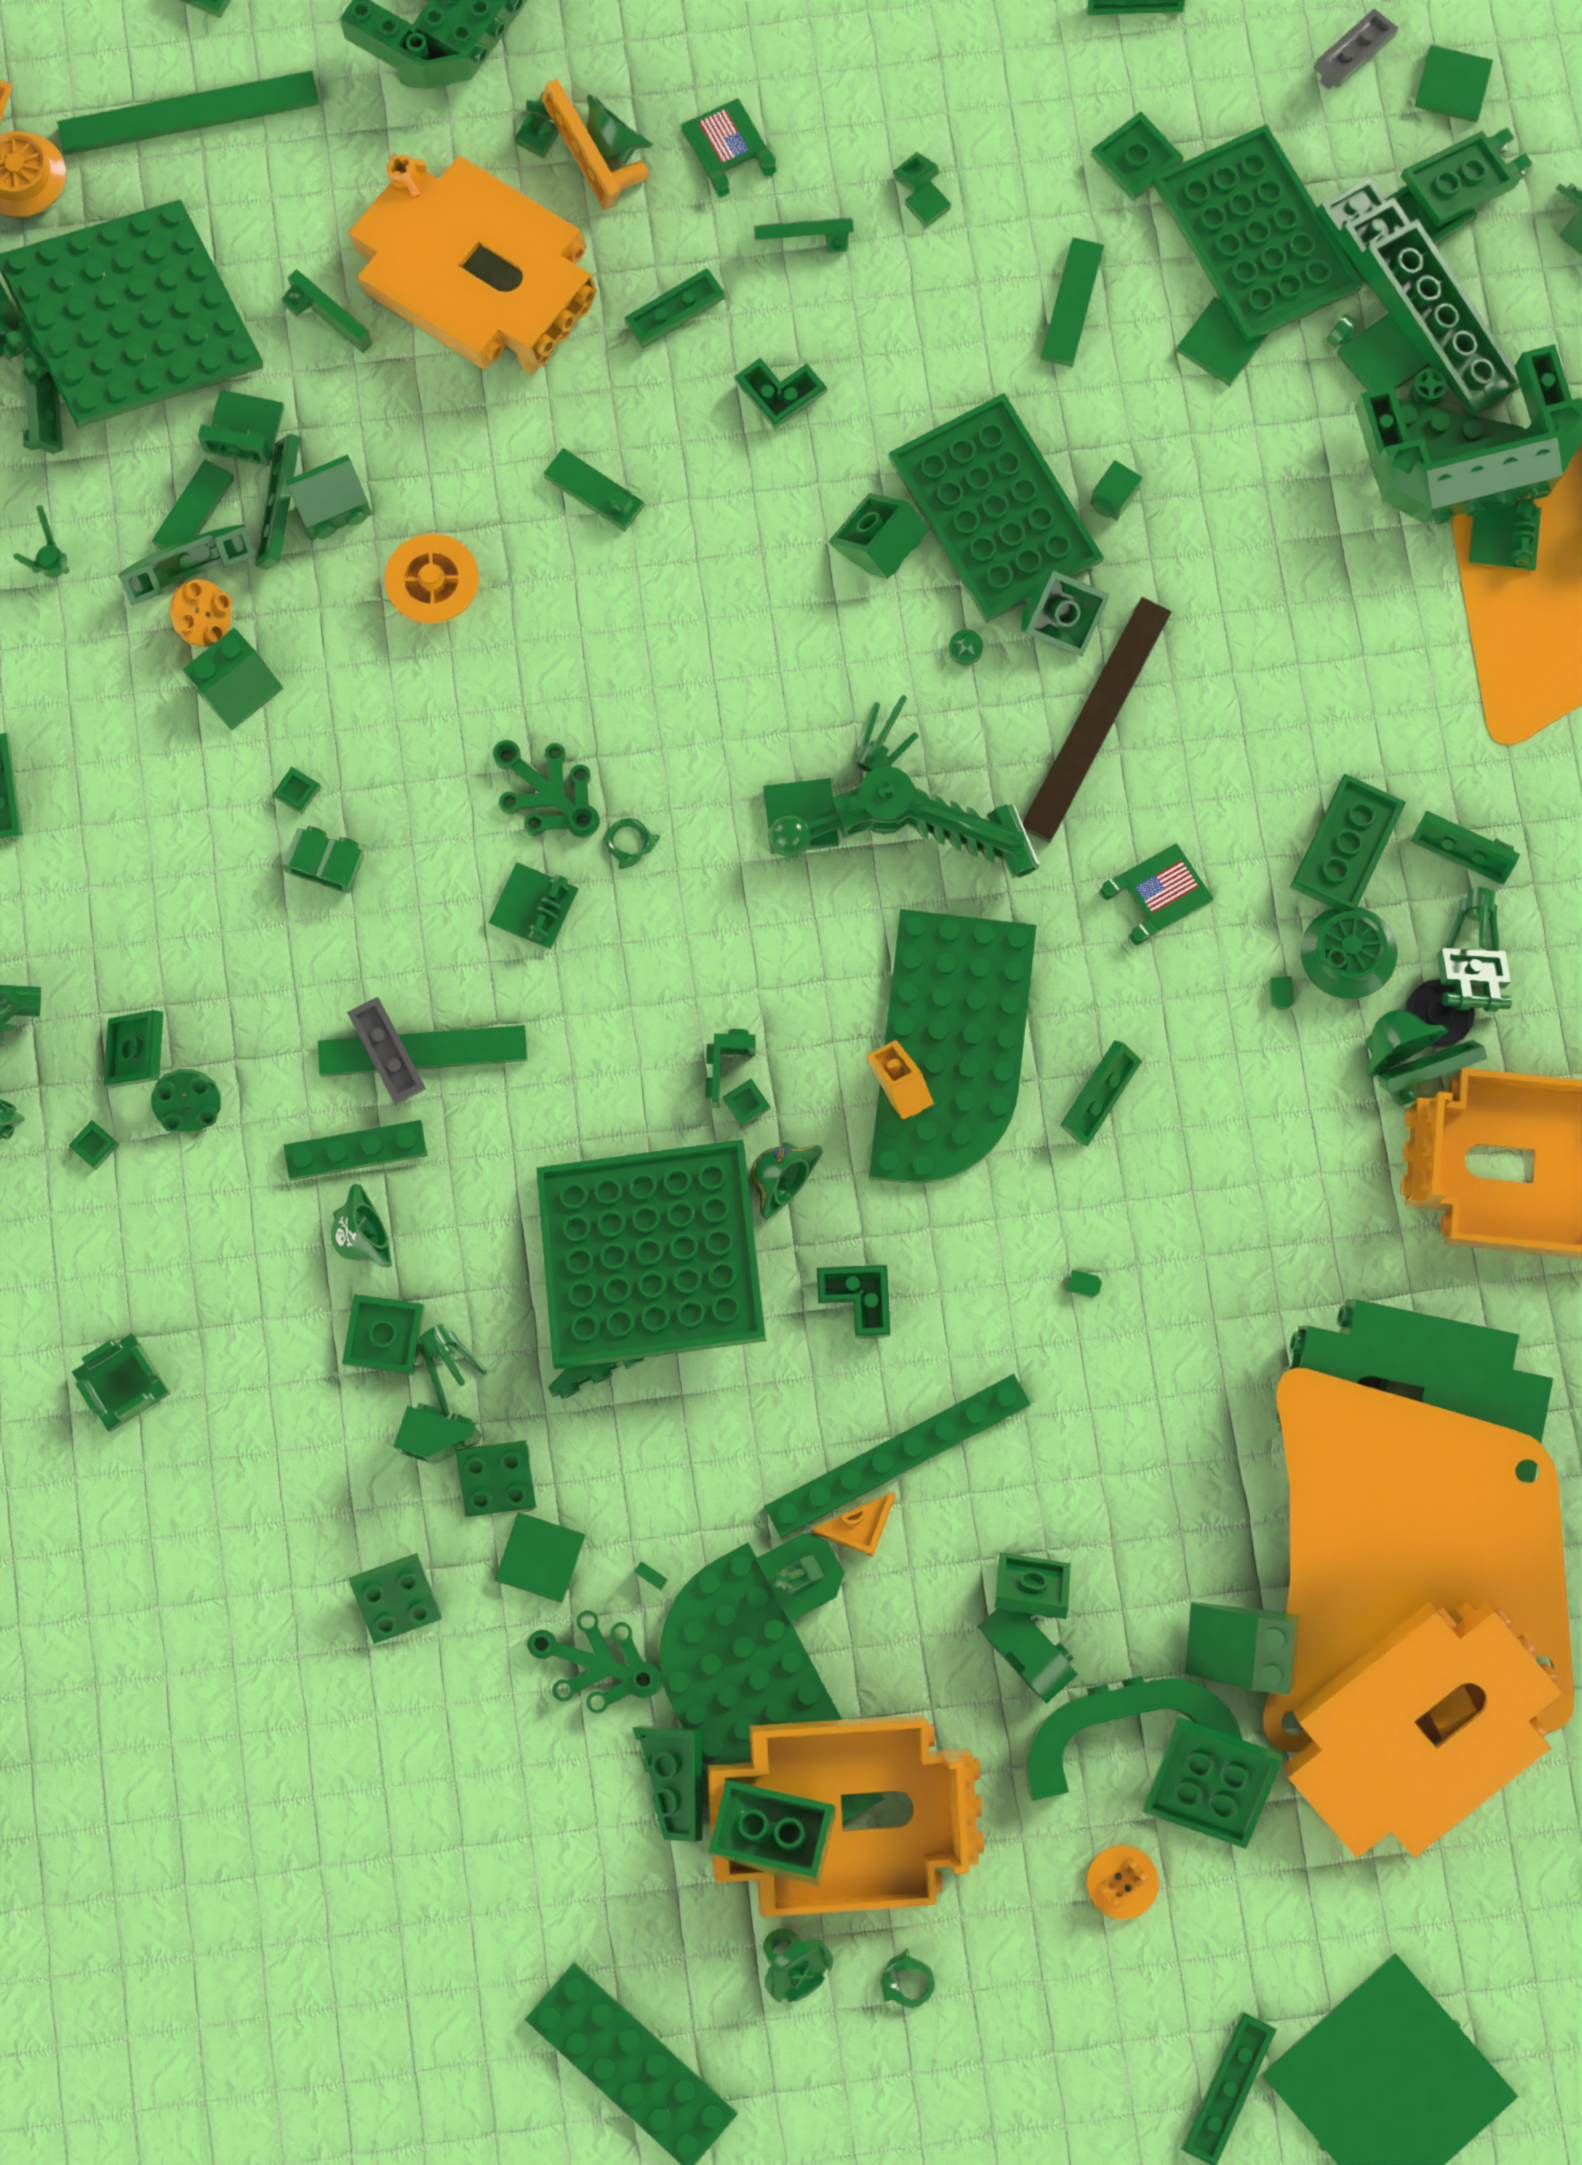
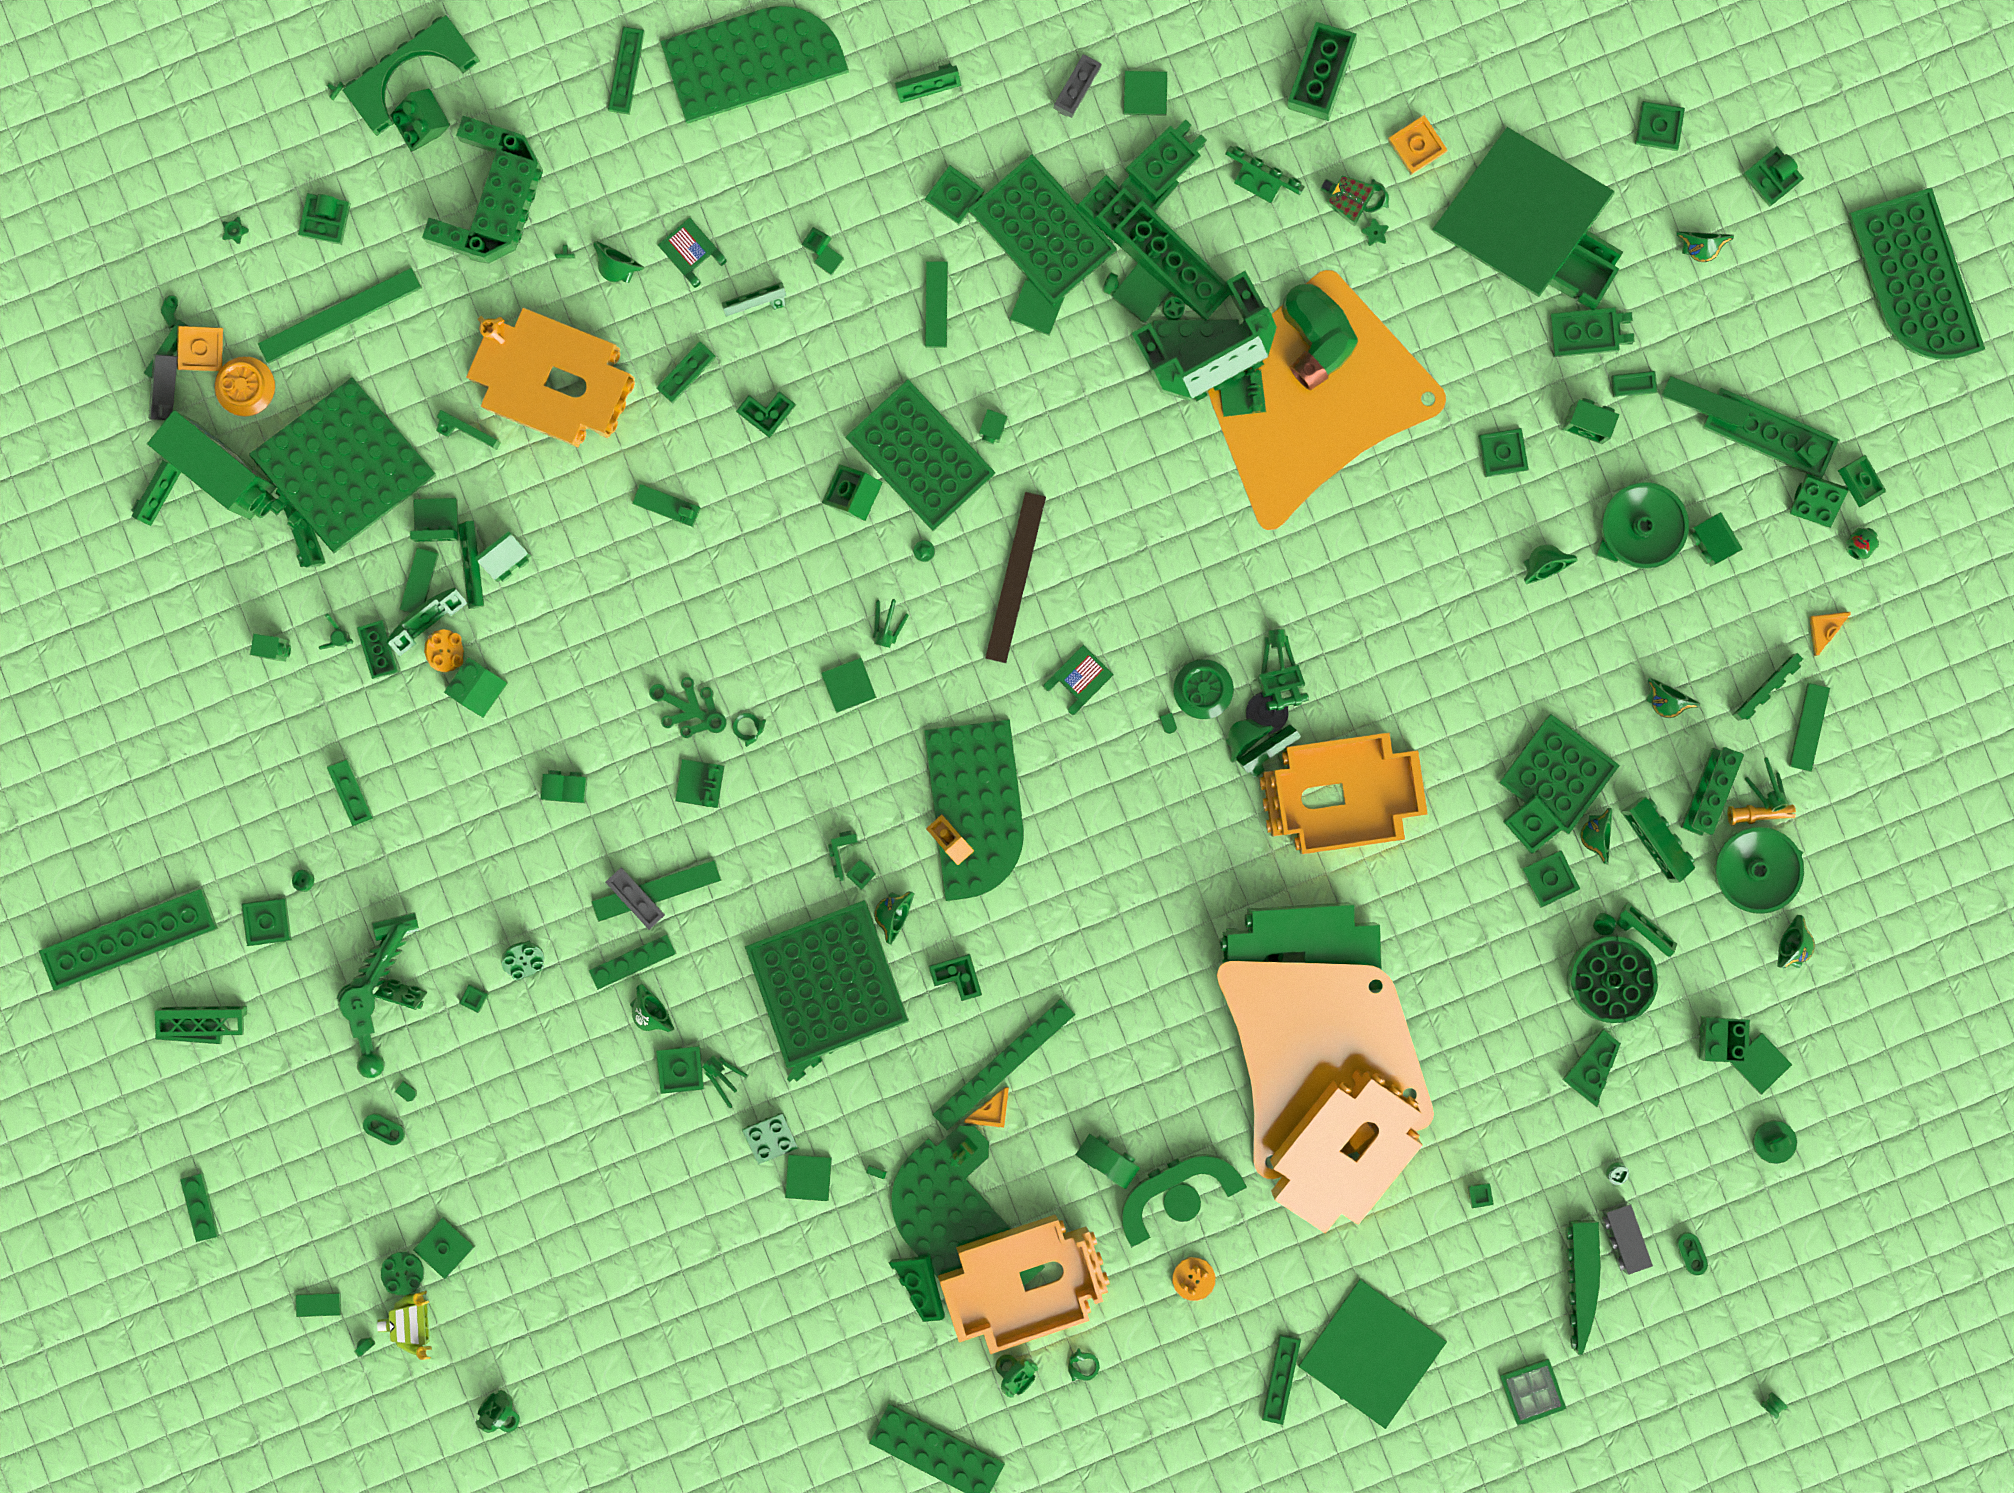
camera: 15 degrees left, 10 degrees up
(102, 591) = (377, 651): none -> green piece
(119, 1381) = (531, 1137): green panel -> none
(133, 1049) = (481, 936): green tile -> none
(296, 790) = (534, 746): green tile -> none
(395, 1598) = (730, 1224): green plate -> none
(431, 578) = (581, 592): light orange wheel -> none
(433, 1437) = (725, 1125): green slope -> none
(537, 135) = (567, 275): green tile -> none
(600, 1665) = (860, 1231): green plant -> none
(604, 183) = (619, 299): light orange piece -> none
(773, 1832) = (984, 1307): green slope -> none
(891, 801) = (902, 666): green piece -> none
(1032, 1586) = (1101, 1123): green plate -> none
(1063, 611) = (978, 516): green slope -> none
(1084, 1284) = (1090, 933): green piece -> none
(1101, 1093) = (1073, 815): green plate -> none
(1131, 1753) = (1182, 1203): none -> green piece
(1212, 1782) = (1232, 1211): green plate -> none
(1243, 1647) = (1233, 1128): green slope -> none
(1347, 844) = (1188, 621): green tile -> none
(1465, 847) = (1277, 608): green hinge -> none

